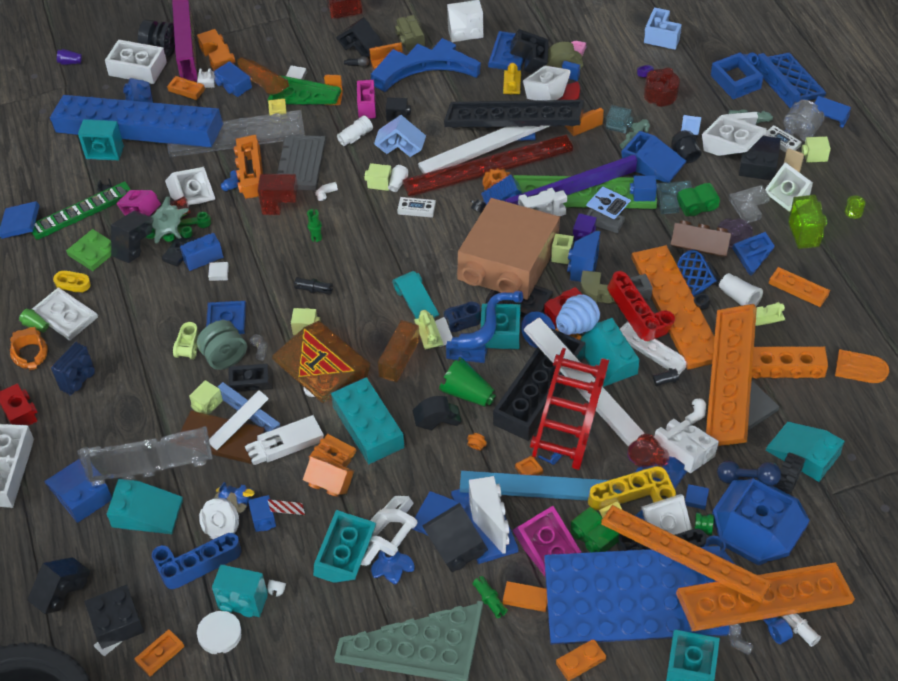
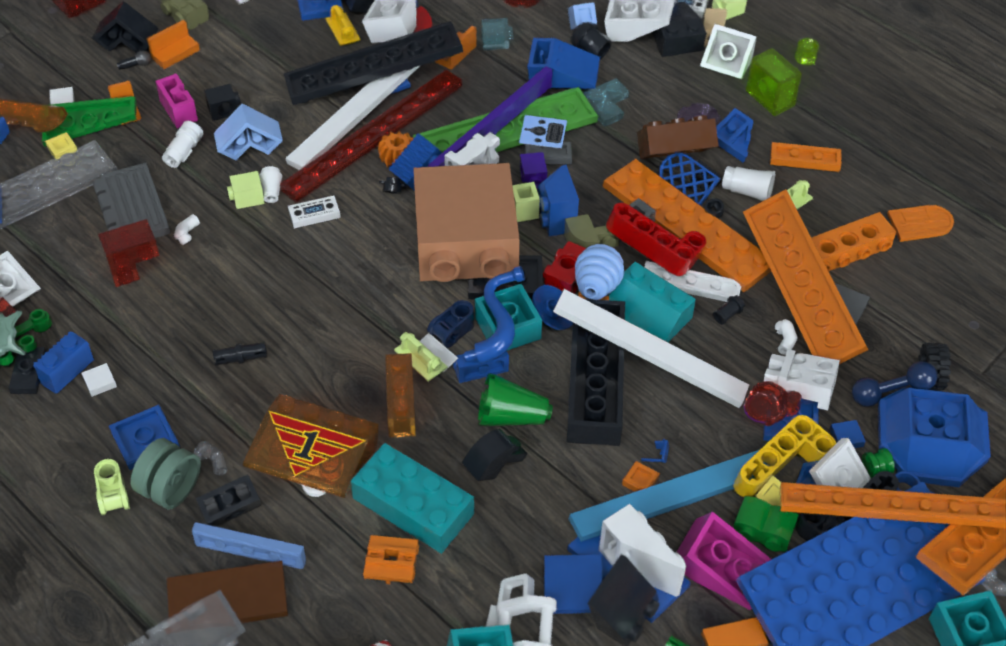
camera: 30 degrees left, 0 degrees up
(205, 398) = (179, 553): yellowish green brick -> none
(230, 183) = (52, 259): blue arm -> none
(237, 420) = (246, 560): white sticker -> none
(248, 147) = (86, 250): orange brick -> none
(293, 436) = (330, 555): white hinge -> none
(303, 318) = (255, 401): yellowish green brick -> none
(314, 225) = (201, 276): green pin -> none
(328, 475) = (405, 590): brick -> none
(414, 293) = (378, 317): teal door -> none
(420, 59) = (244, 23): blue arch -> none
(476, 441) = (561, 470): orange plate -> none
(588, 410) = (686, 379): red fence -> none
(636, 127) = (522, 37): sand green animal -> none
(643, 188) = (577, 101): blue brick -> none
(698, 199) = (639, 96): green brick -> none
(746, 202) = (690, 82): clear plate -> none
(814, 444) = (914, 326): teal slope -> none

